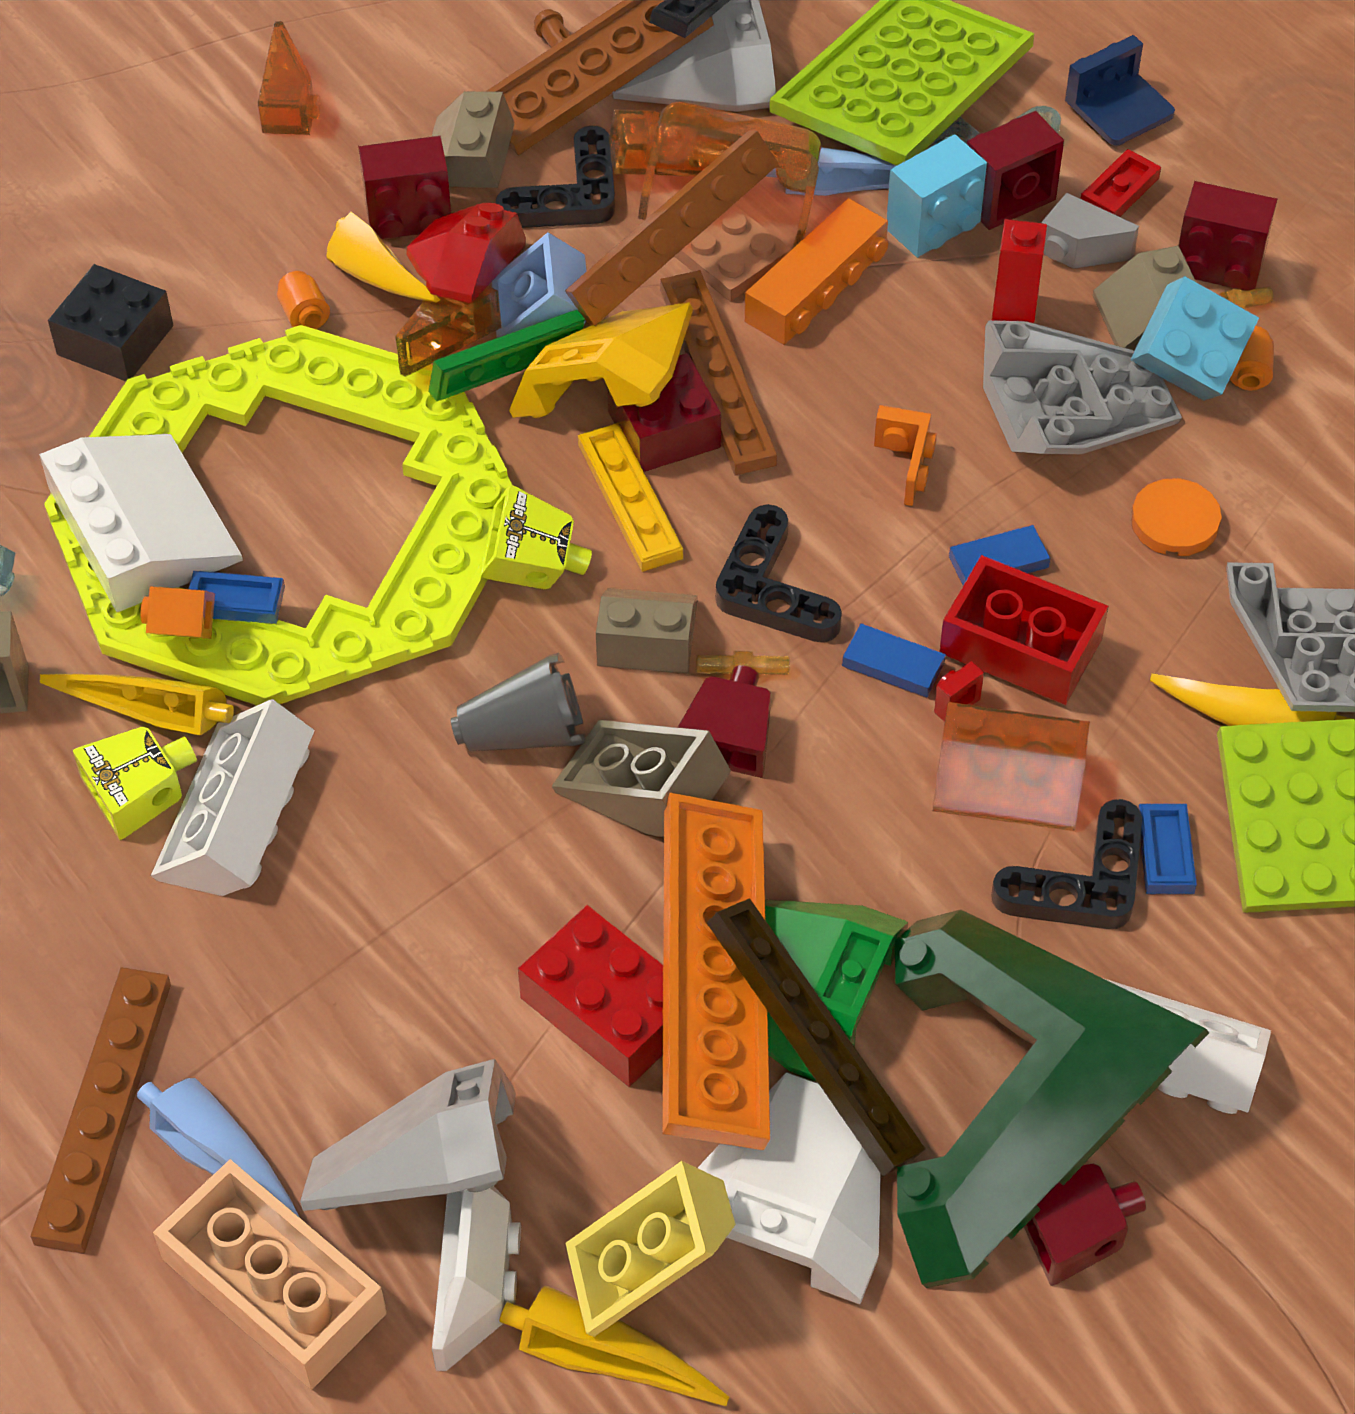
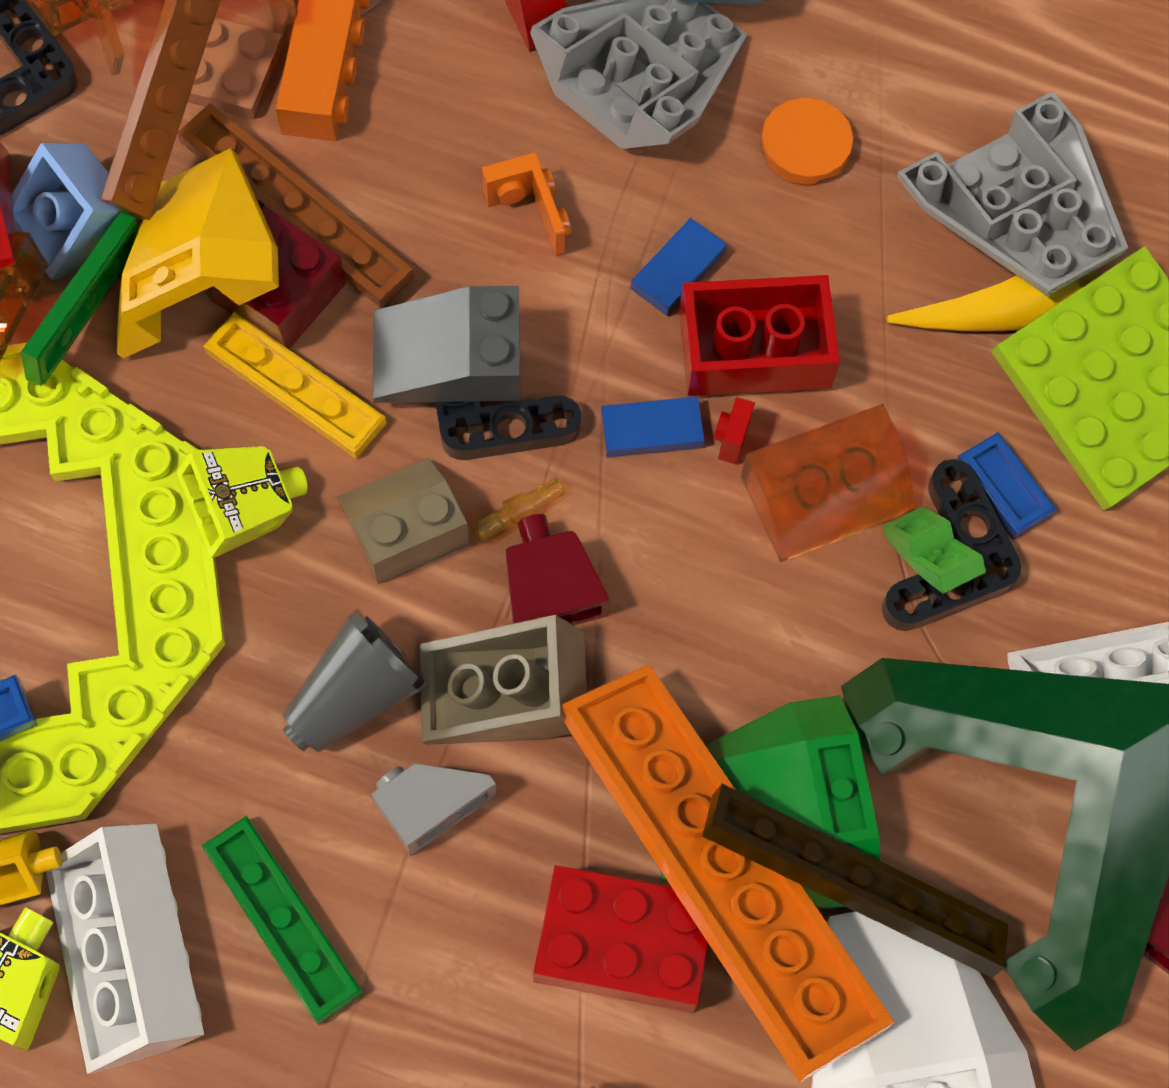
camera: 35 degrees left, 15 degrees up
(361, 852) = (282, 920): none -> green tile
(529, 826) = (429, 801): none -> light grey slope
(767, 520) = (449, 347): none -> dark grey slope
(1063, 856) = (930, 549): none -> bright green slope

